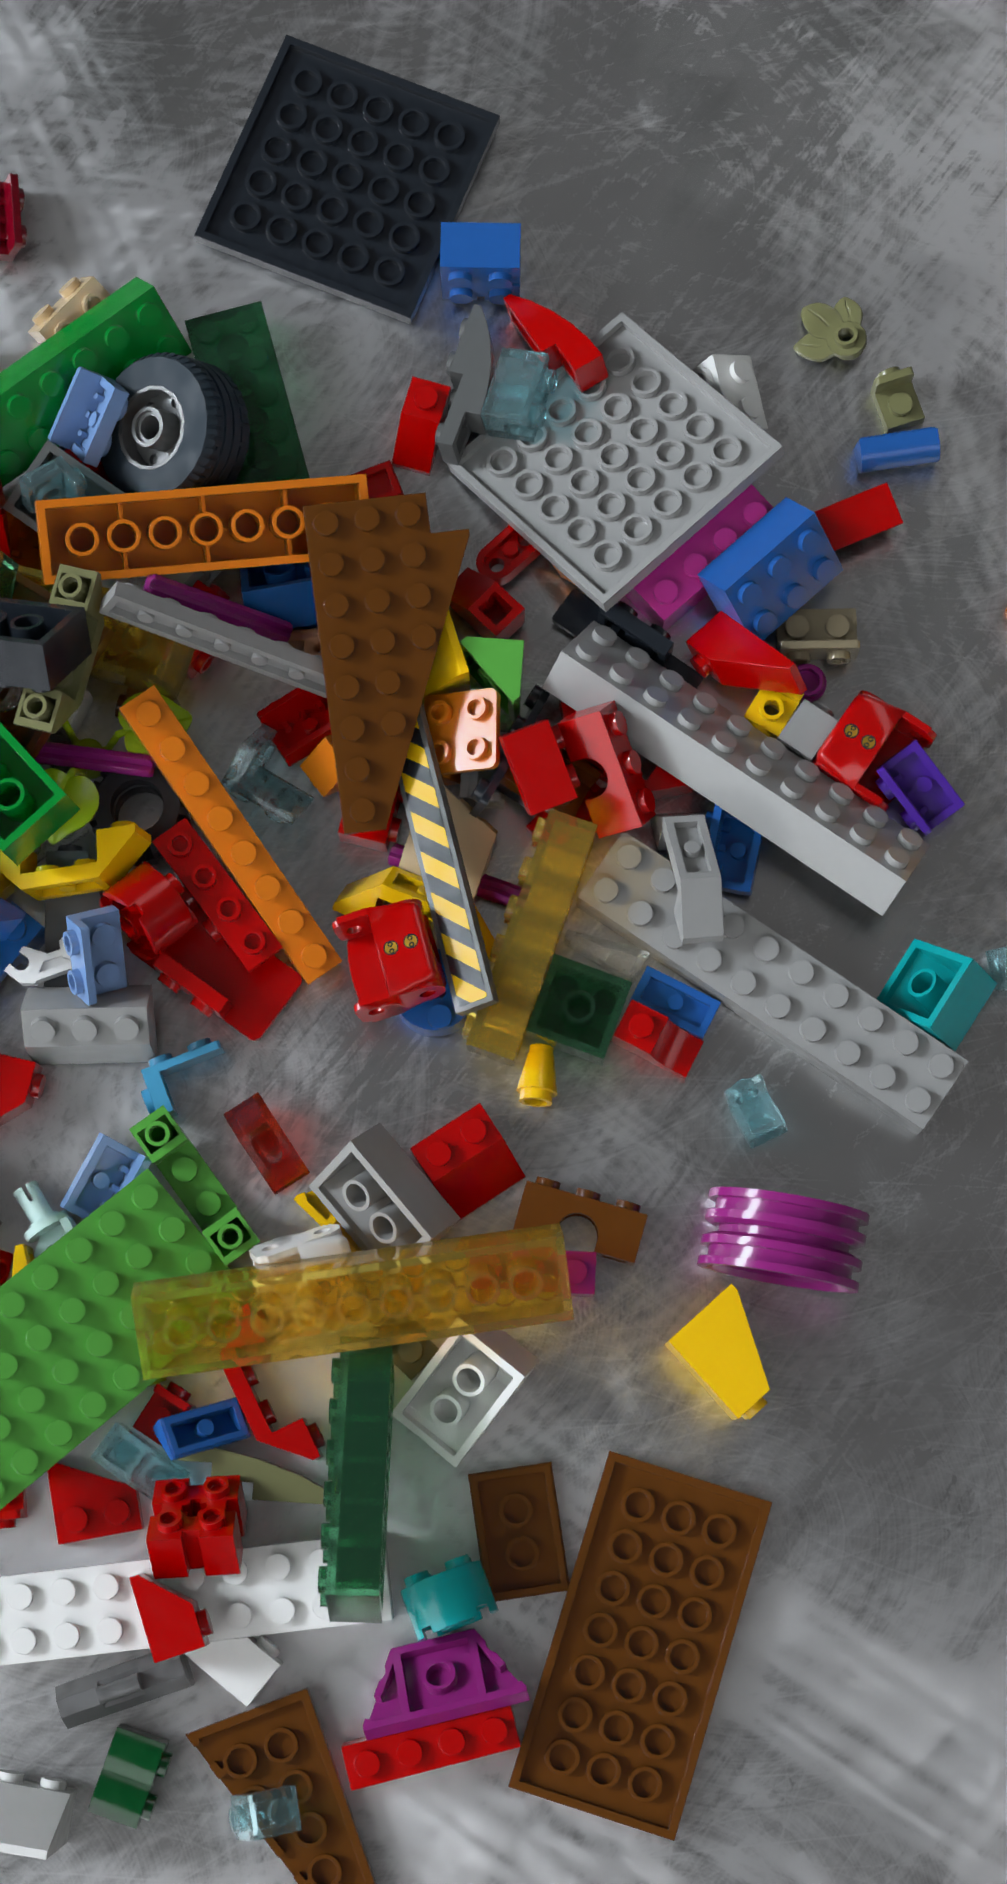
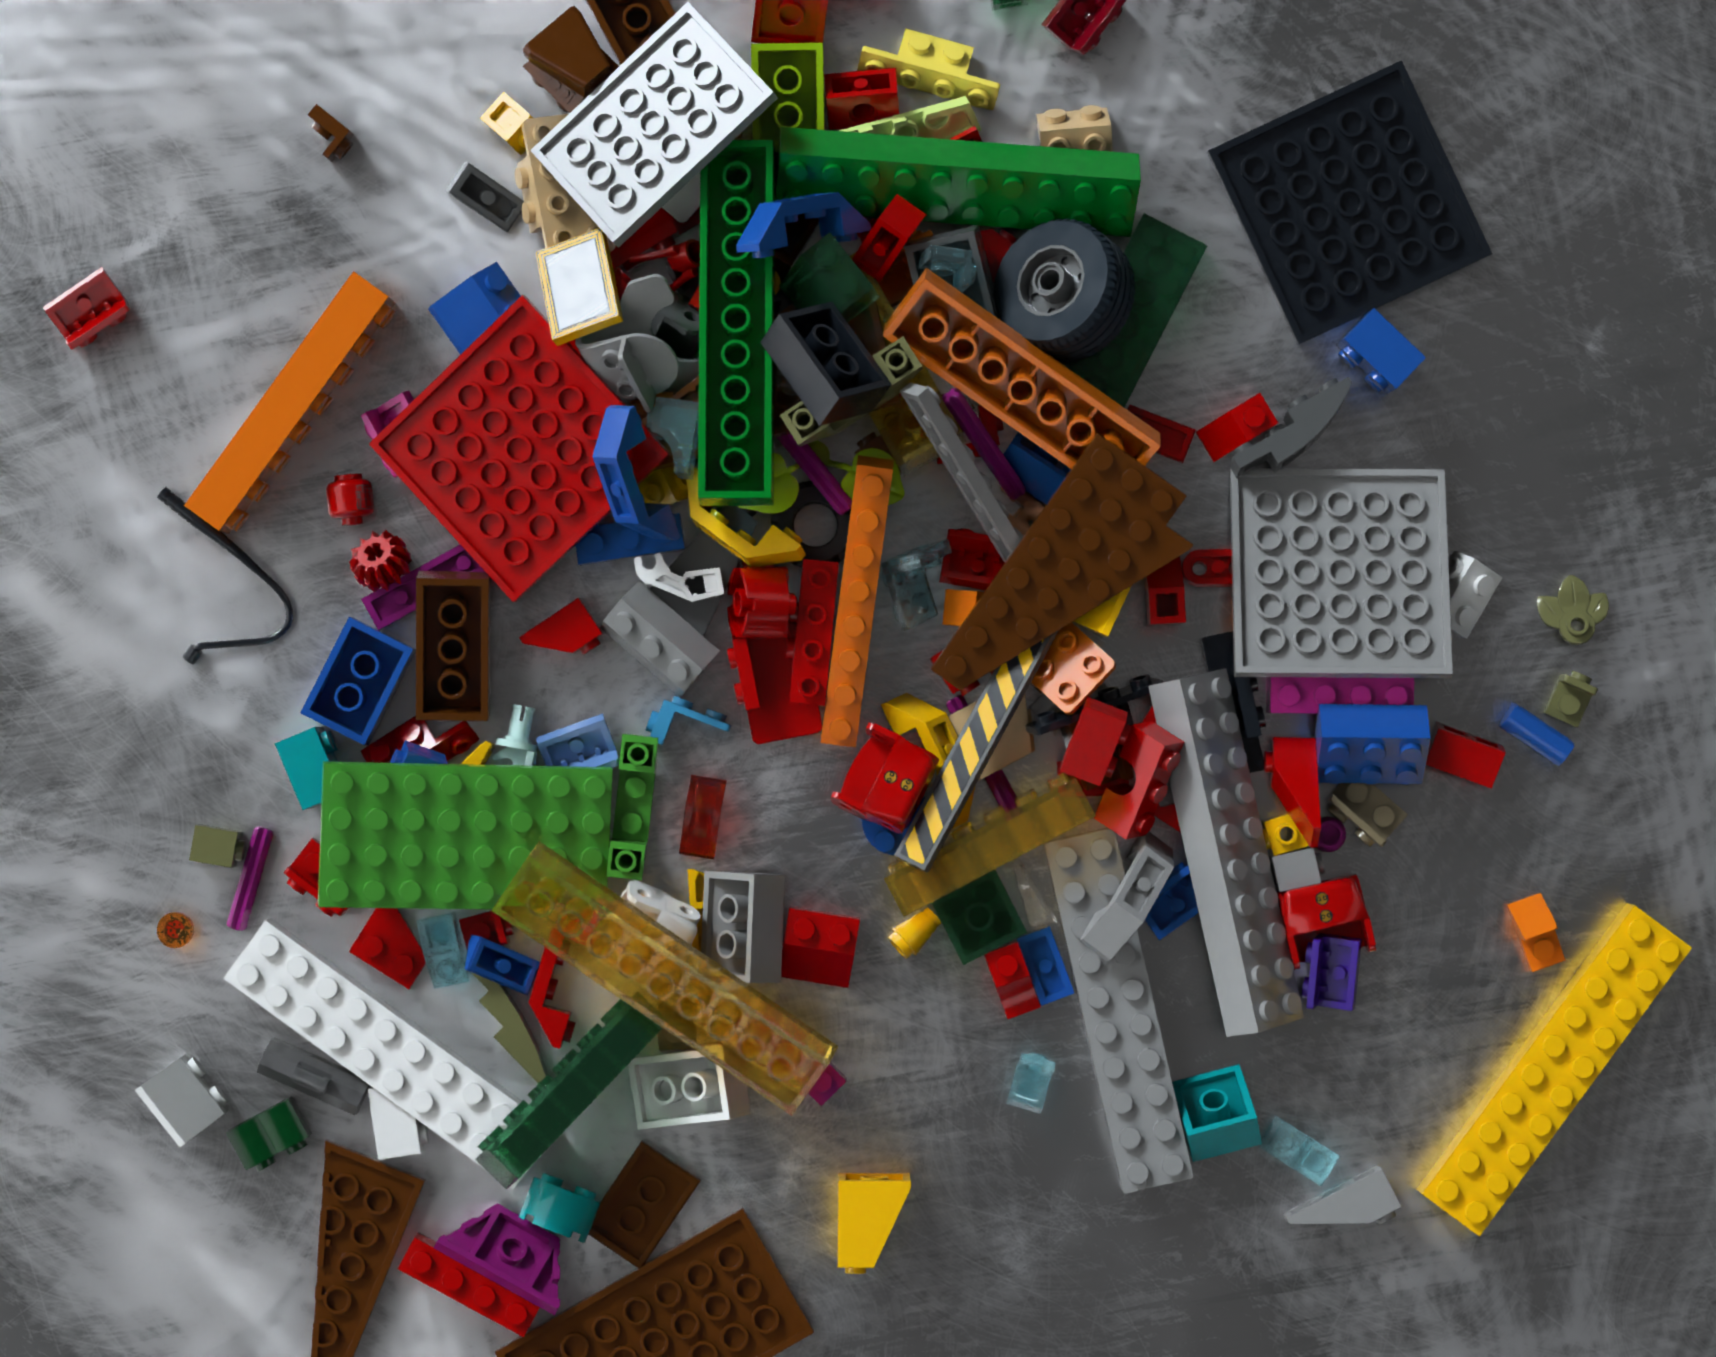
camera: 35 degrees right, 10 degrees up
(89, 415) = (1018, 233): medium blue bracket -> none
(95, 953) = (701, 603): medium blue bracket -> none
(170, 1618) = (379, 1068): red slope -> none
(197, 1527) = (444, 1024): red brick -> none
(265, 1813) = (332, 1233): clear light blue bracket -> none
(497, 666) = (1132, 647): bright green slope -> none
(518, 395) = (1319, 469): clear light blue brick -> none
(559, 338) = (1379, 454): red slope -> none
(617, 1226) = (842, 1021): reddish brown arch -> none
(783, 1239) = (968, 1184): magenta wheel -> none

